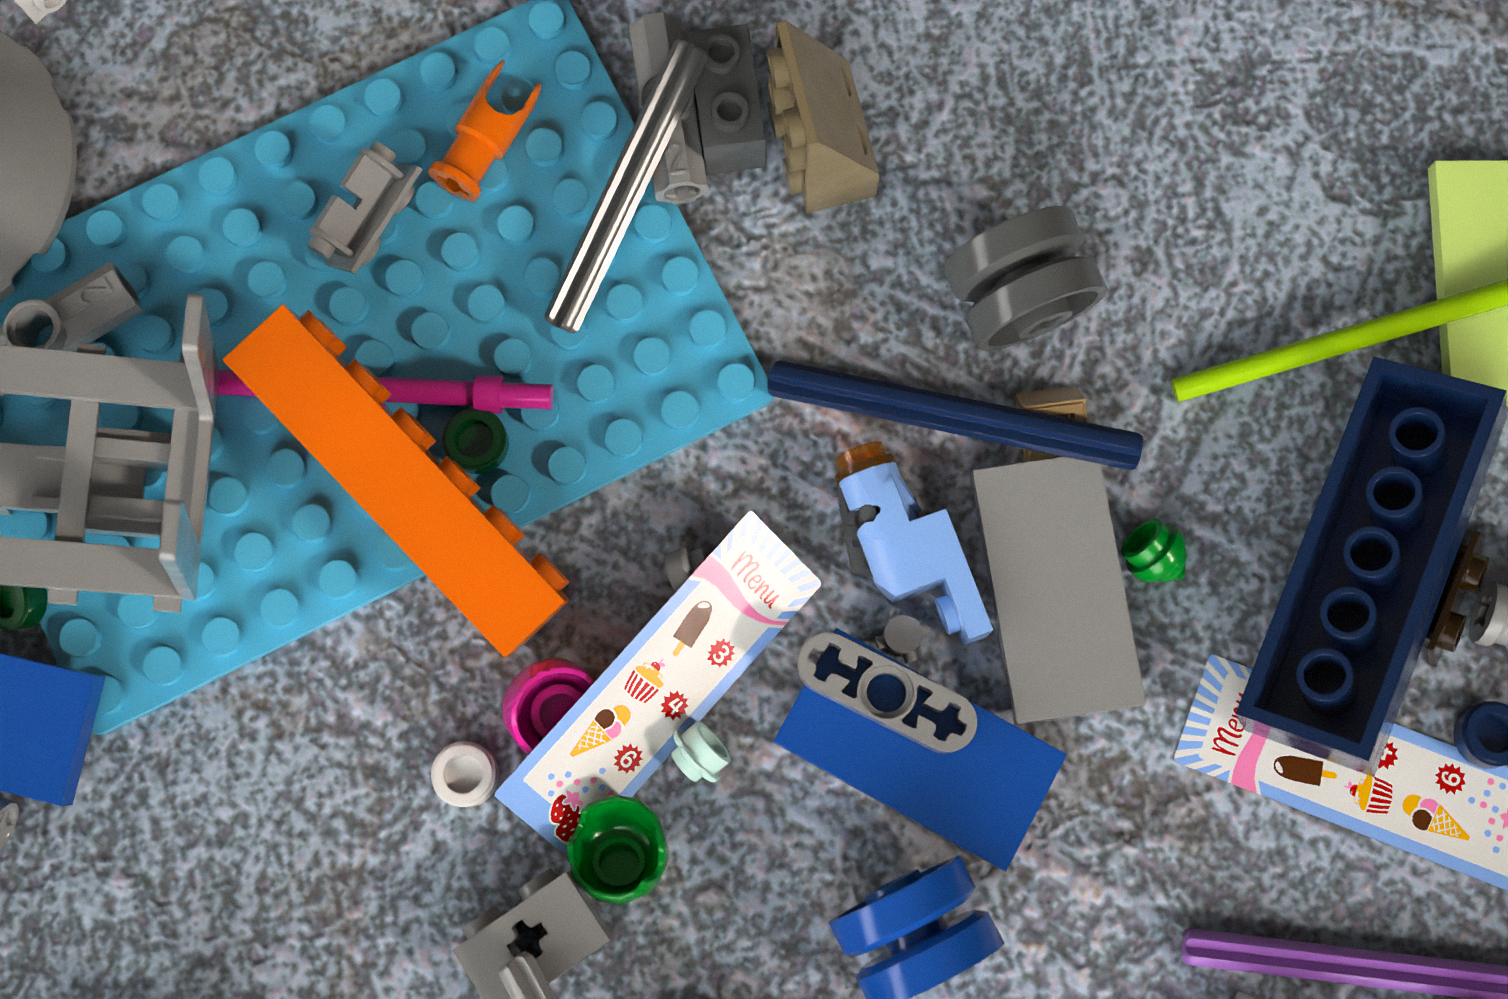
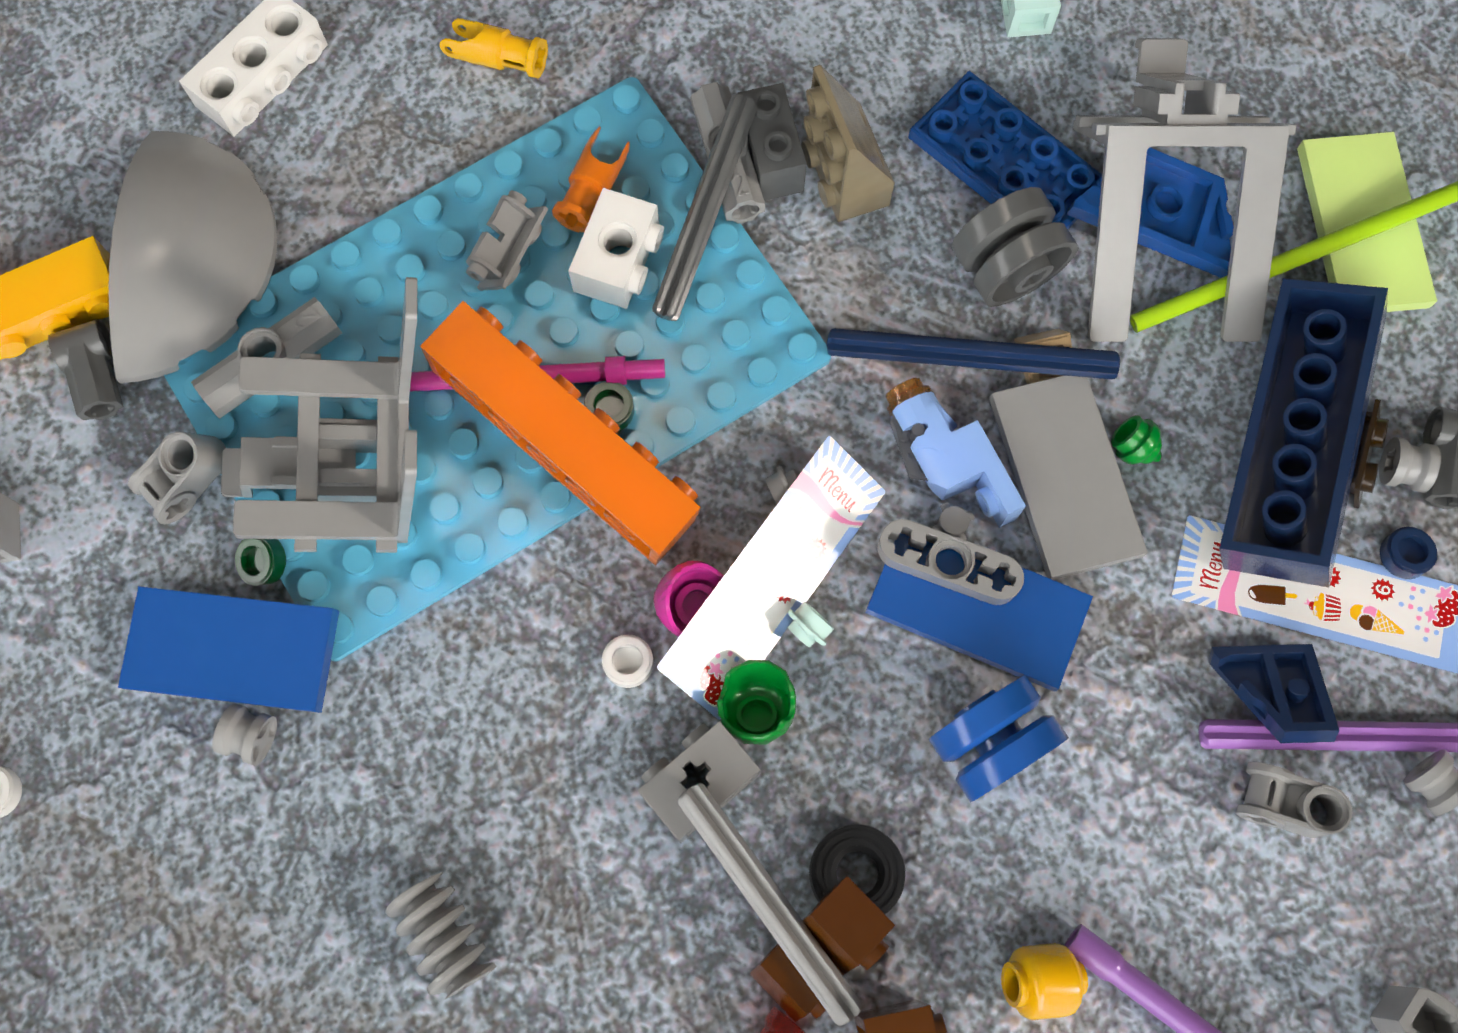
camera: 10 degrees left, 5 degrees down
(502, 196) = (616, 222): none -> white brick
(1039, 140) = (1000, 148): none -> blue tile
(1235, 238) = (1179, 215): none -> blue wing
(1292, 901) = (1280, 688): none -> dark blue wing
(1299, 142) = (1204, 123): none -> light grey piece

